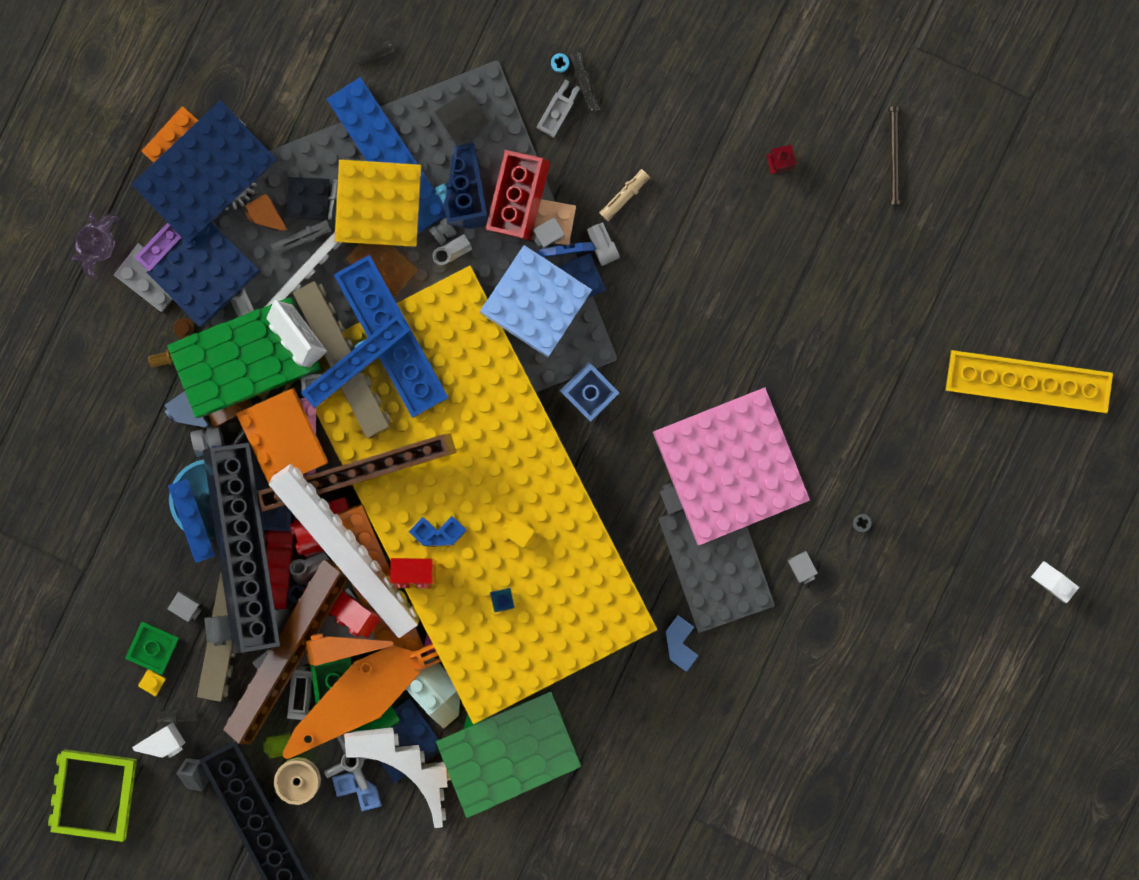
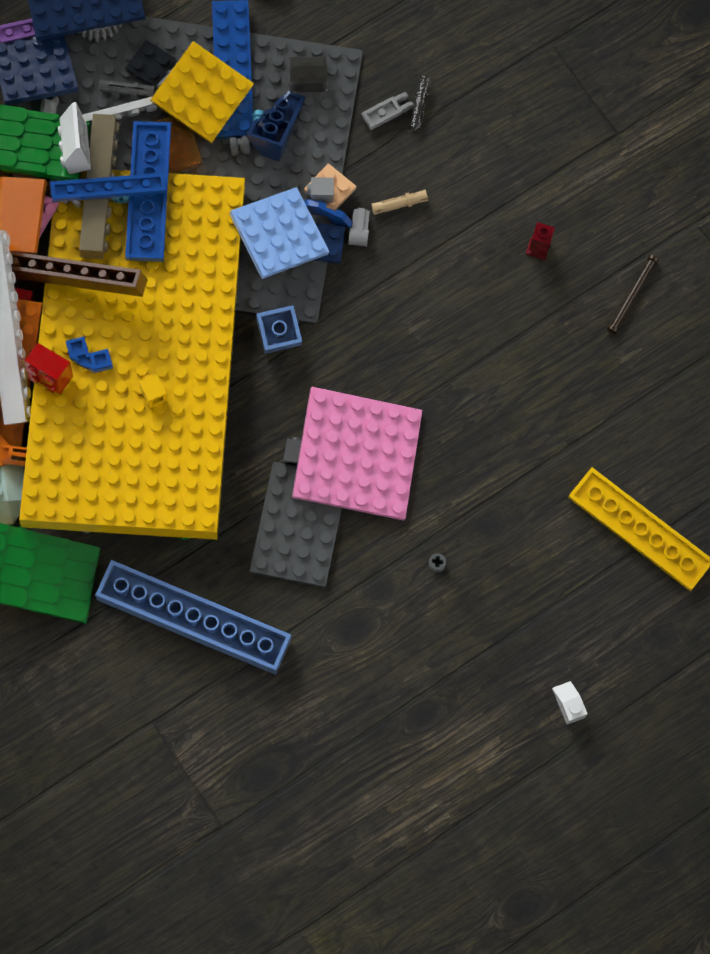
camera: 20 degrees right, 15 degrees down
(265, 214) = (110, 54): dark orange slope -> none
(453, 249) = (239, 163): light grey piece -> none
(502, 600) = (106, 434): plate -> none
(517, 195) = (315, 149): red brick -> none
(565, 60) = (410, 73): medium azure bush -> none
(675, 707) = (193, 617): none -> medium blue brick
(678, 652) = (223, 577): medium blue tile -> none
(802, 567) = (367, 568): light grey brick -> none

